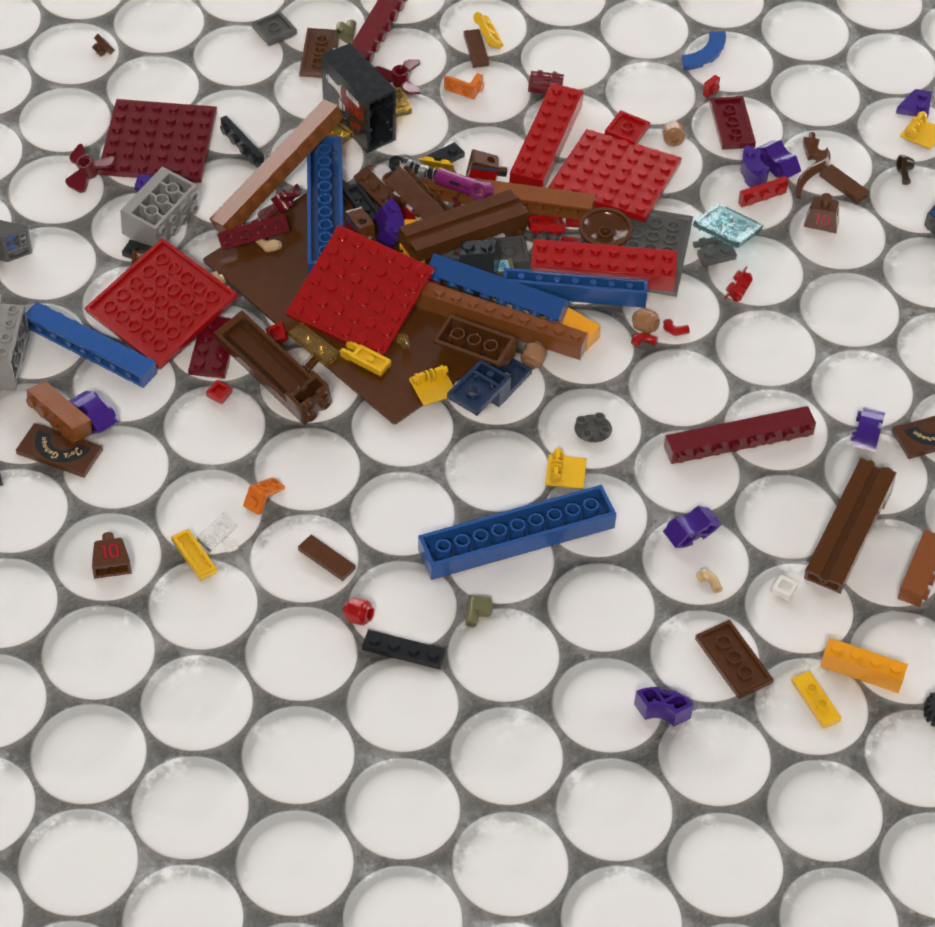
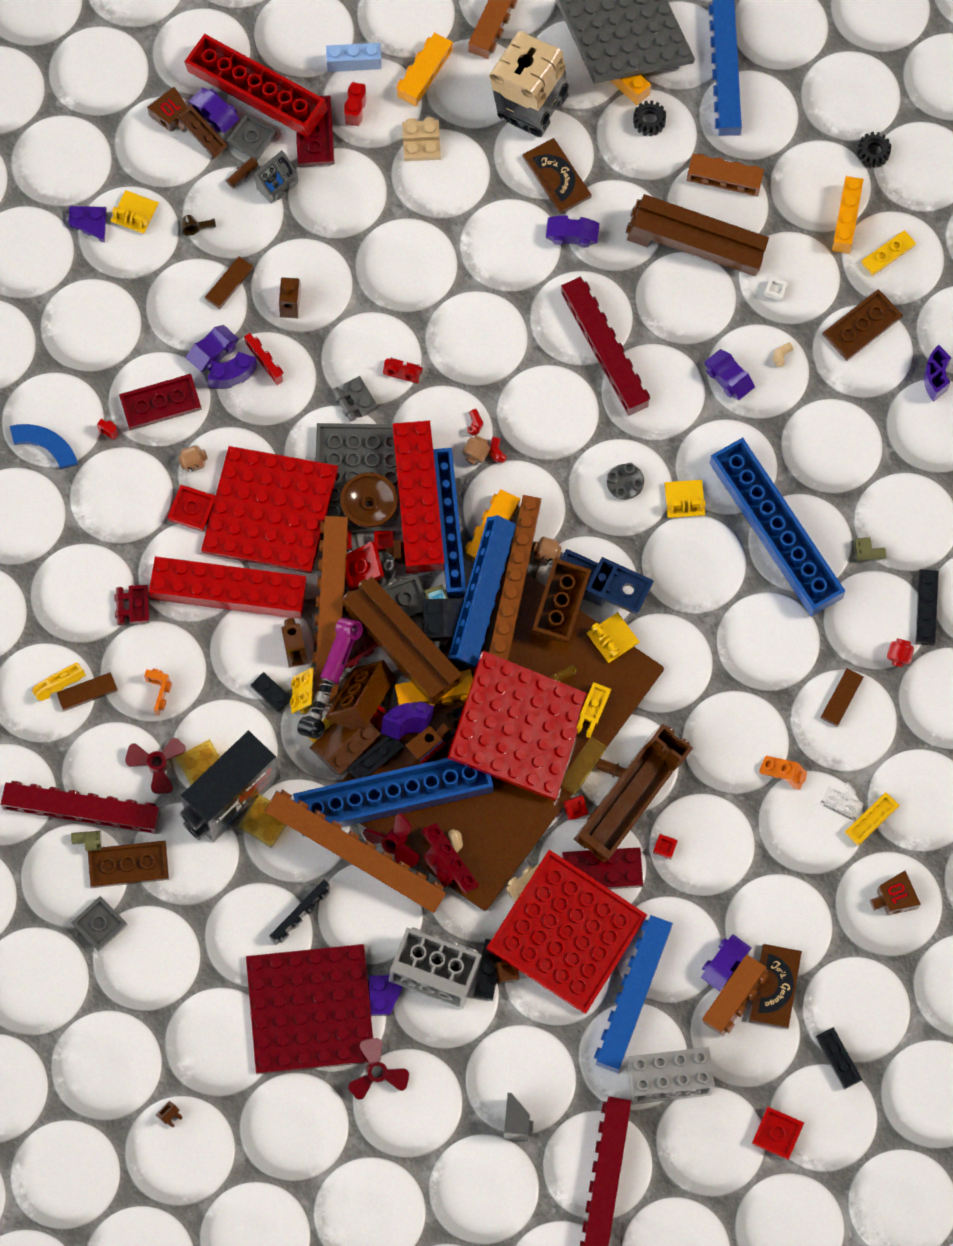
camera: 100 degrees left, 20 degrees up
(727, 225) = (326, 386): clear light blue plate -> none
(812, 152) = (195, 306): reddish brown piece -> none

